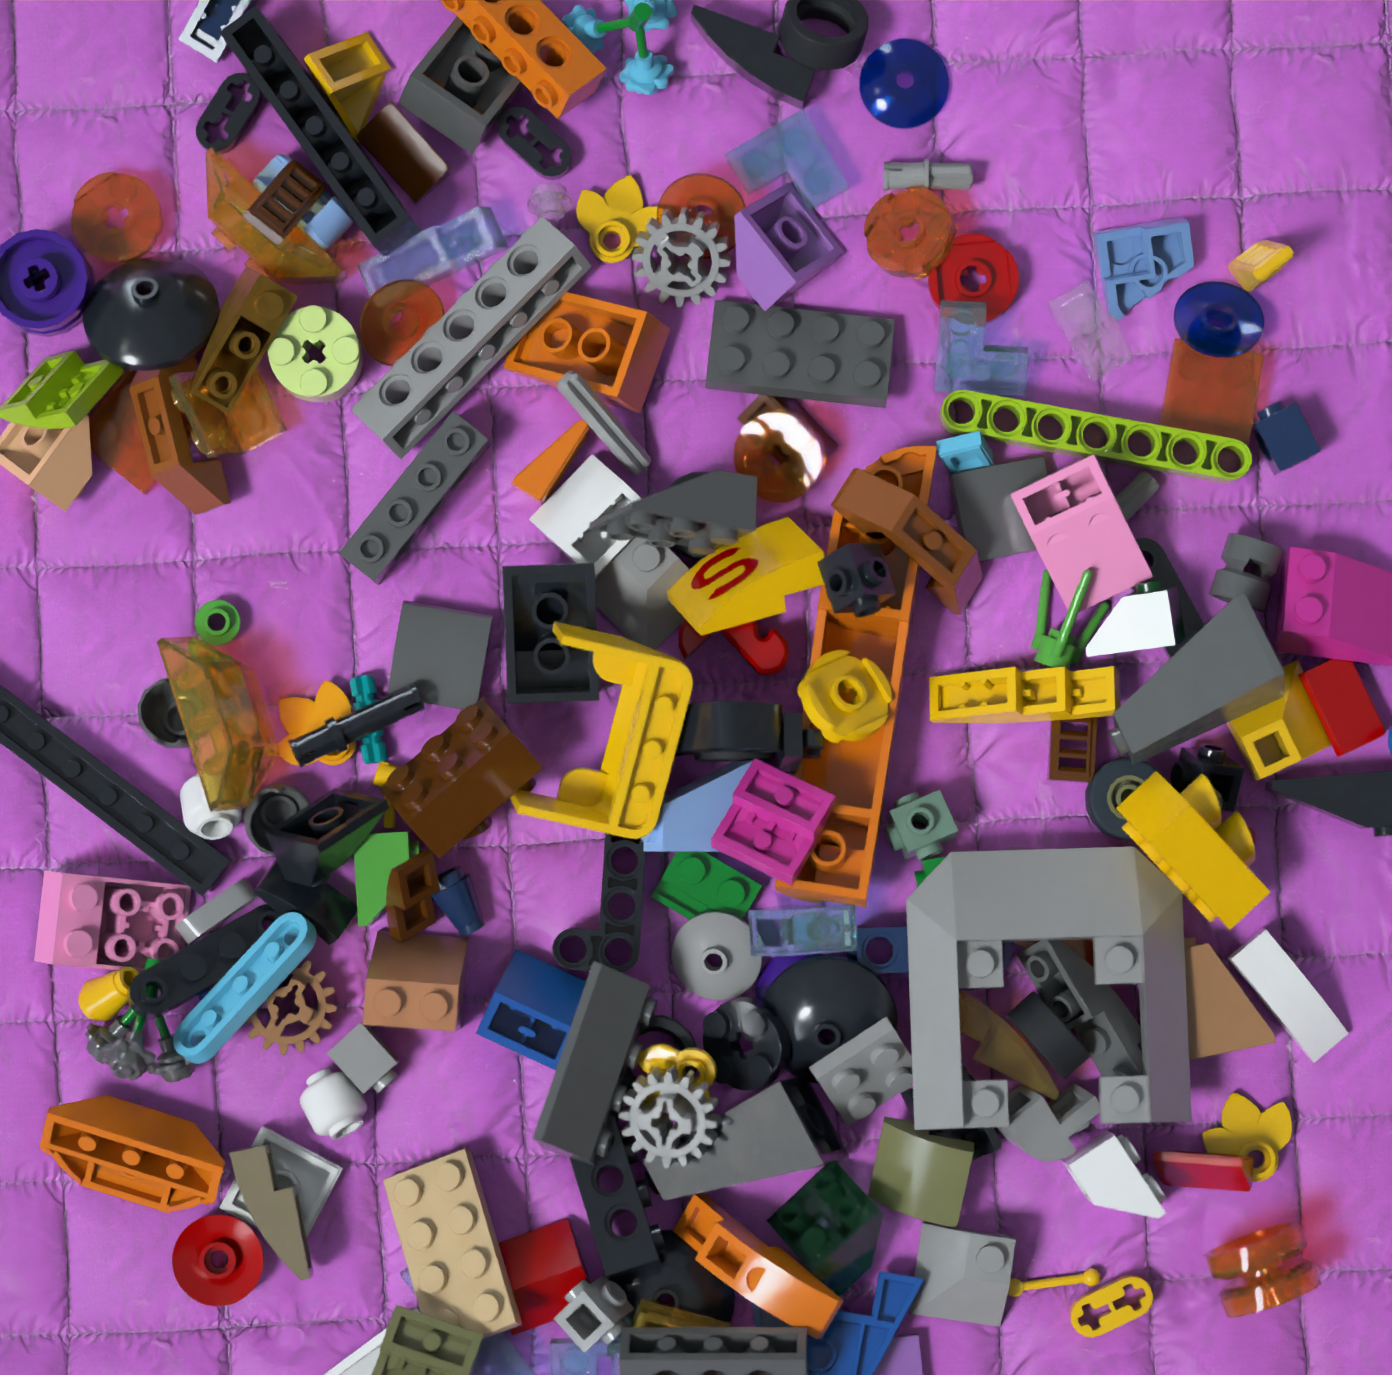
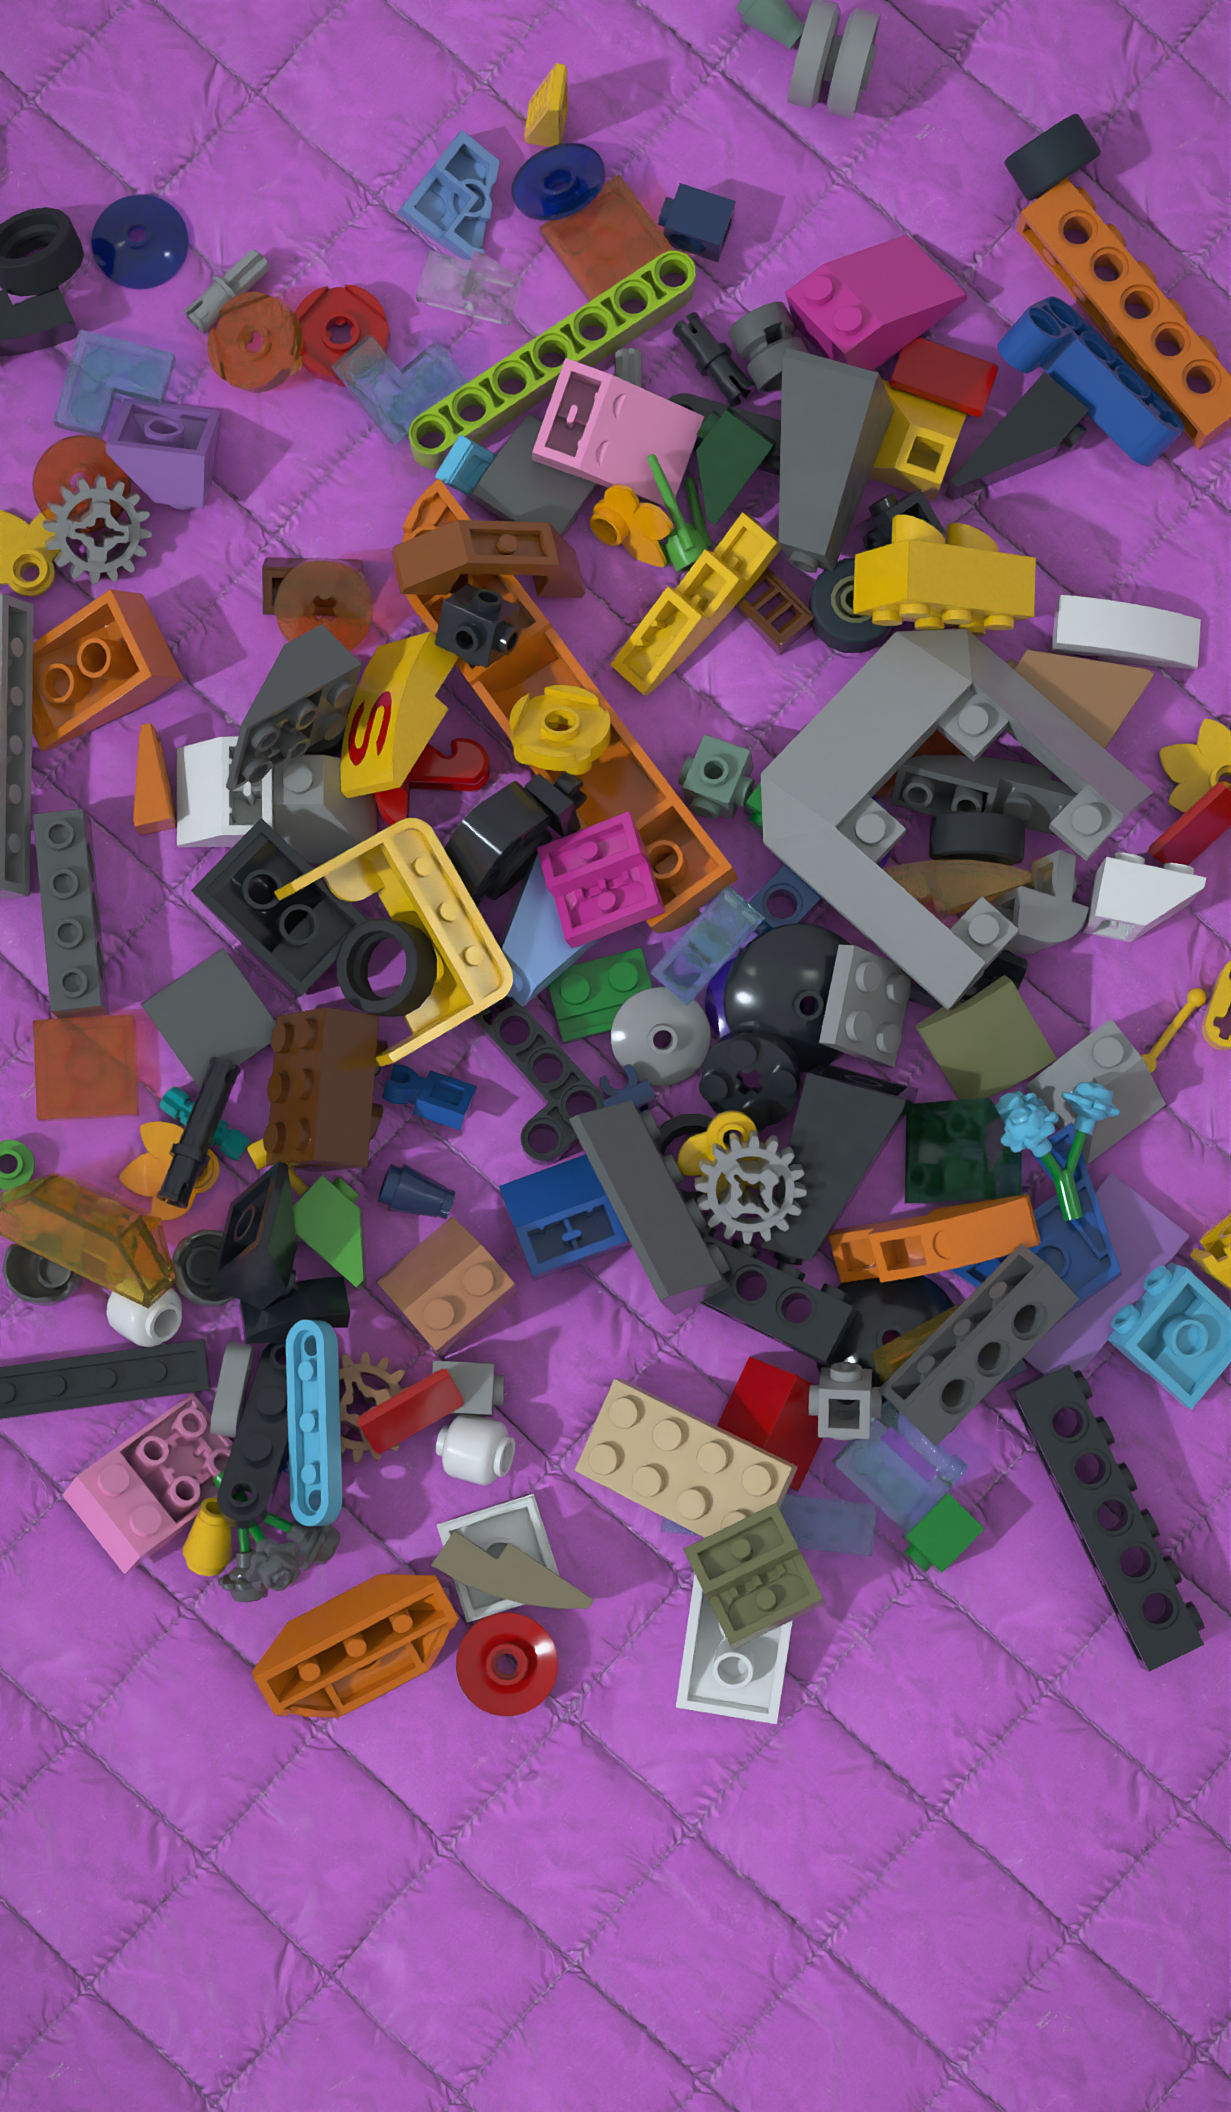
camera: 50 degrees left, 5 degrees down
(313, 1041) = (410, 1411): none -> red slope
(328, 607) = (86, 1068): none -> clear orange plate
(409, 896) = (371, 1222): reddish brown slope -> none
(533, 852) = (435, 1097): none -> blue plate
(600, 762) = (354, 961): none -> black tyre
(603, 422) = (160, 710): light grey axle -> none
(655, 976) = (640, 1094): none -> dark blue tile
(800, 354) = (263, 515): dark grey plate -> none
(887, 1261) = (1031, 1122): none -> medium azure plant
(1031, 590) = (633, 524): none -> light orange plate
(1202, 540) = (713, 359): none -> black pin

